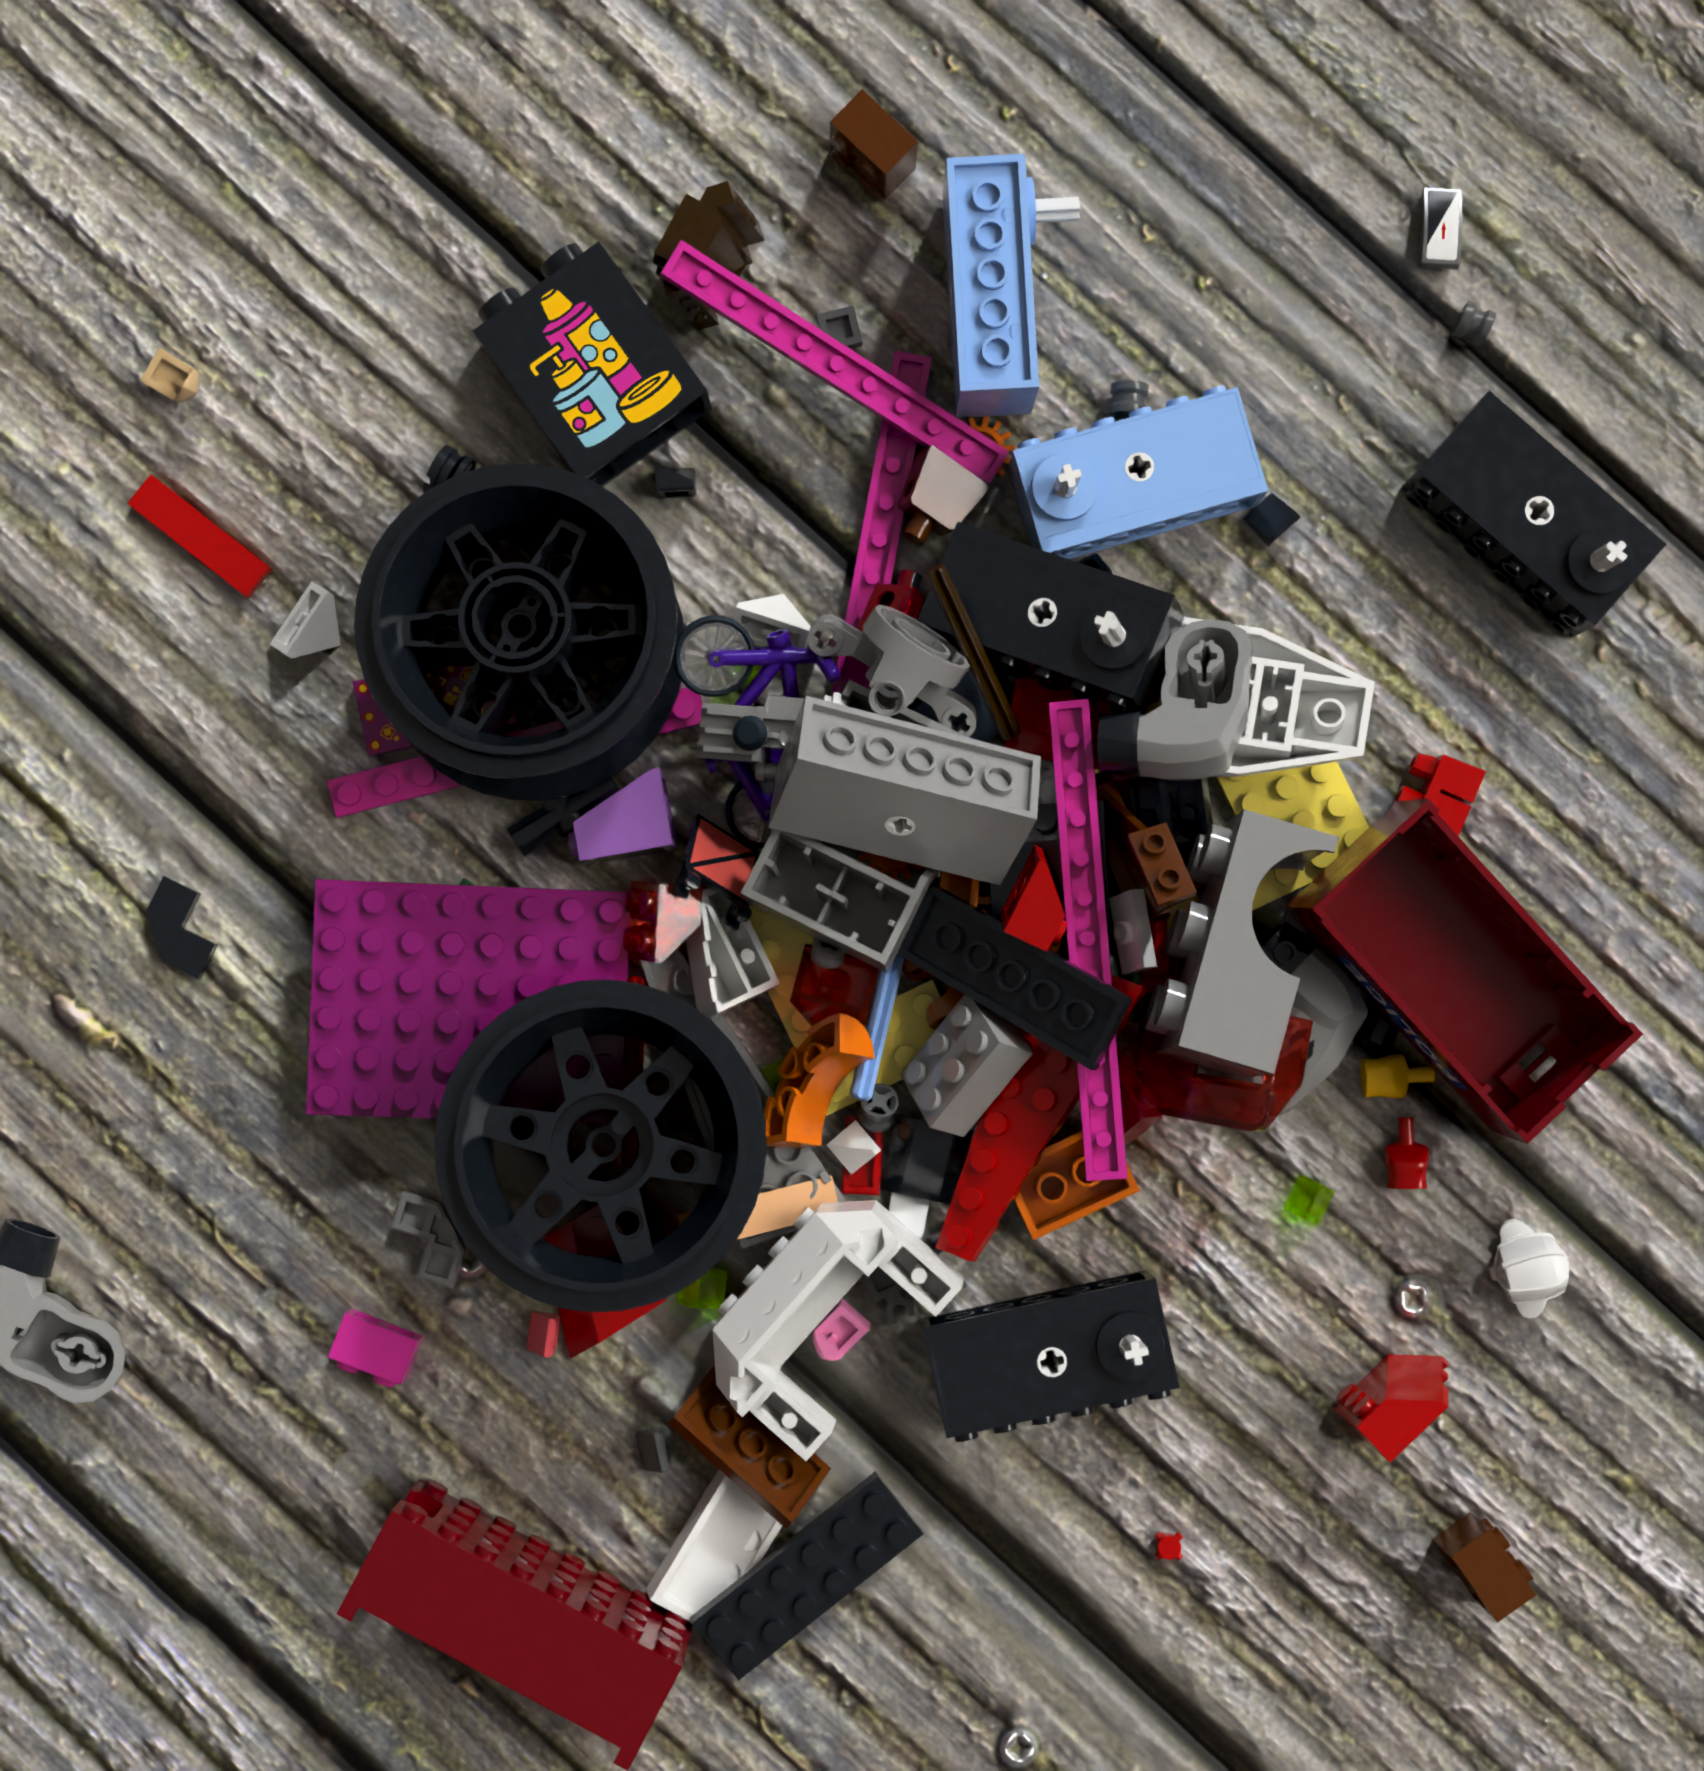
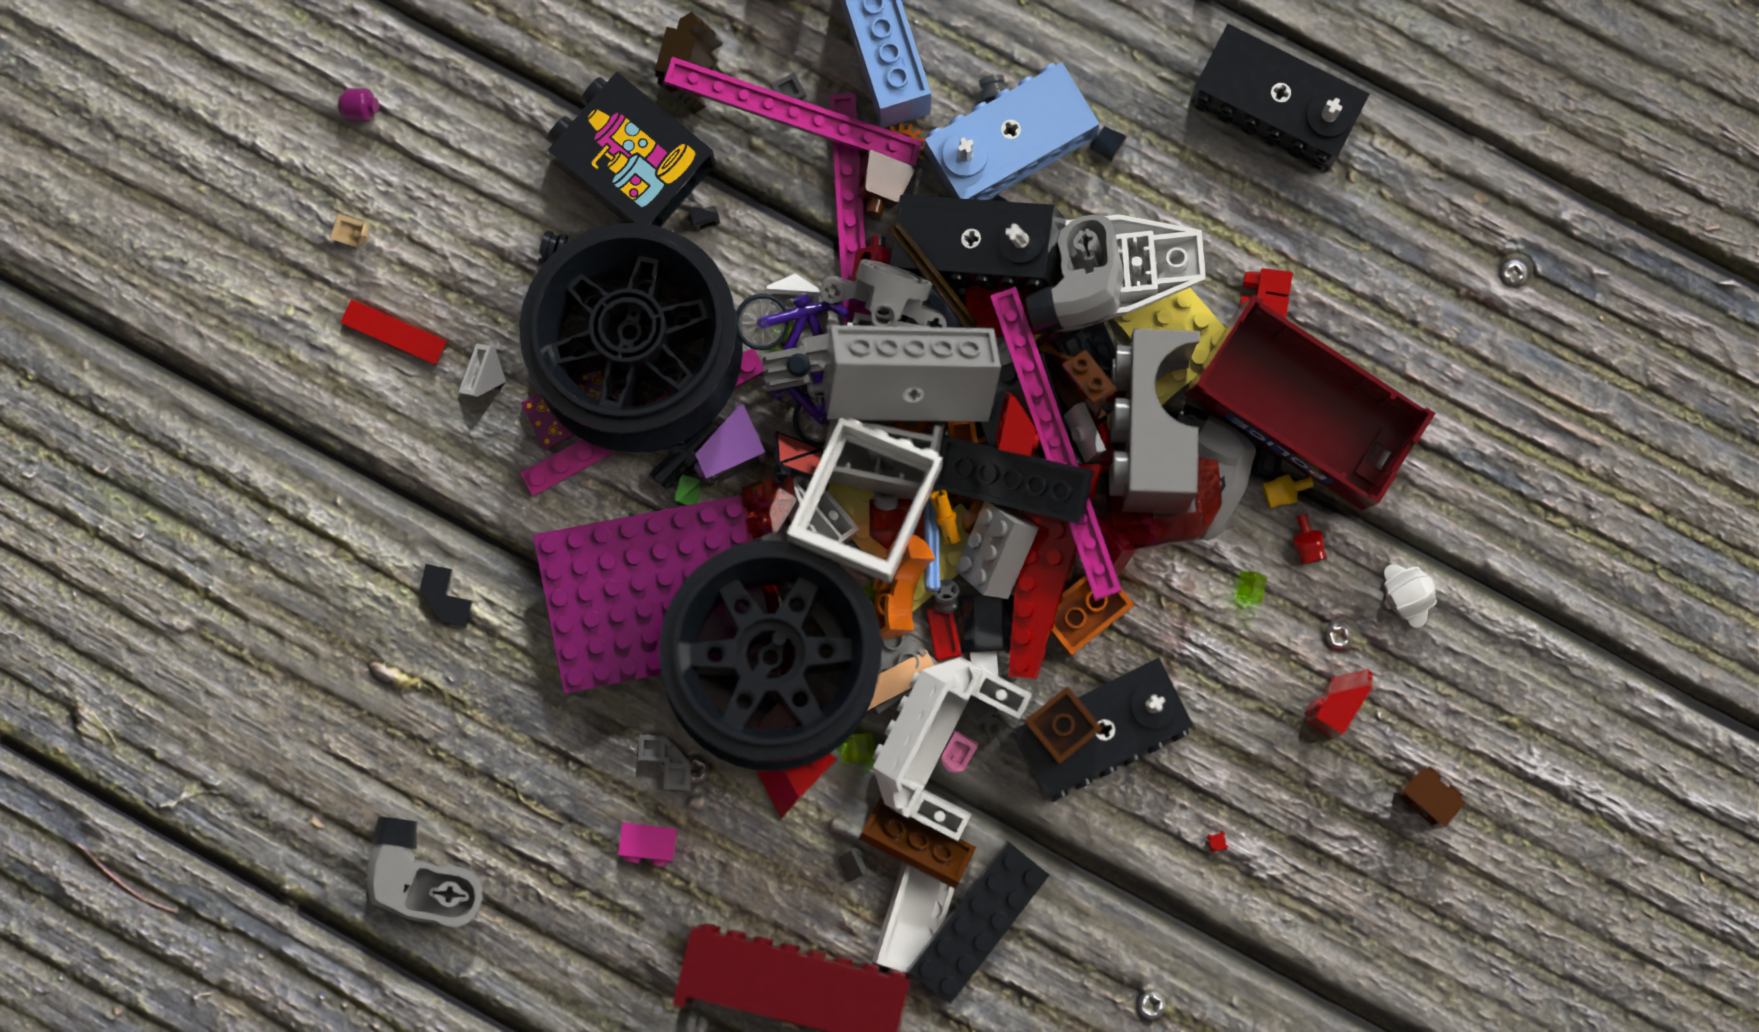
camera: 10 degrees left, 5 degrees down
(226, 198) = (358, 105): none -> magenta head
(543, 1333) = (758, 805): coral slope -> none
(554, 867) = (687, 491): none -> bright green slope
(834, 879) = (879, 442): none -> white window
(853, 1147) = (936, 626): white slope -> none
(905, 999) = (945, 517): none -> light orange pin
(994, 1348) = (1063, 725): none -> reddish brown brick

